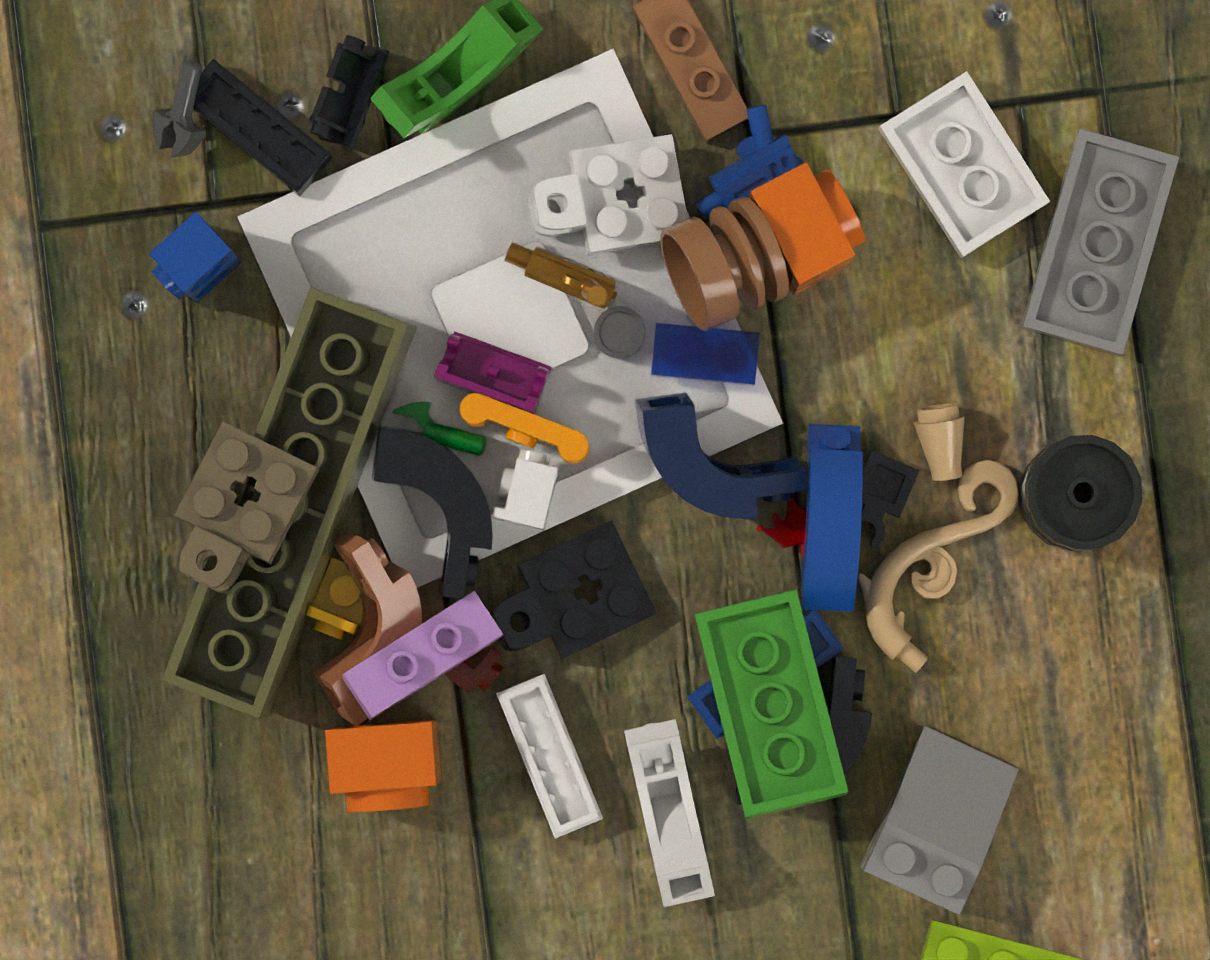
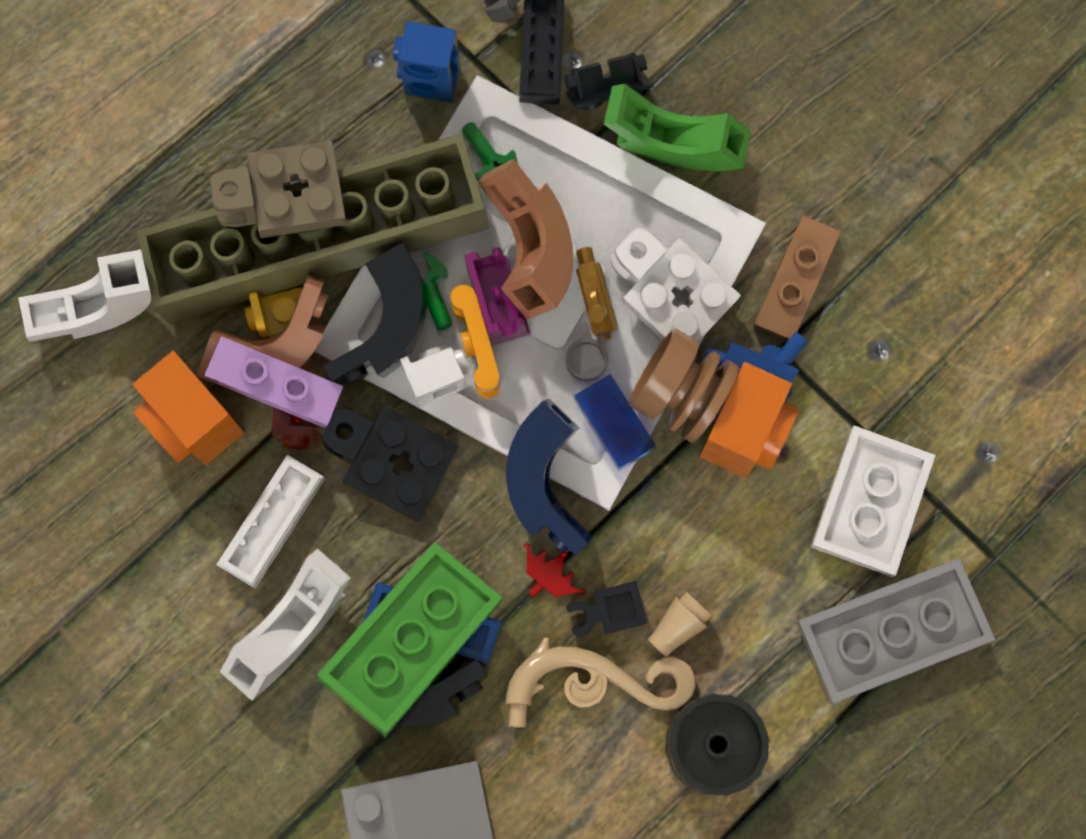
camera: 50 degrees right, 10 degrees down
(197, 777) = (100, 304): none -> white arch
(340, 271) = (484, 149): none -> green bar
(474, 288) = (541, 238): none -> nougat arch
(832, 518) = (568, 587): blue arch -> none

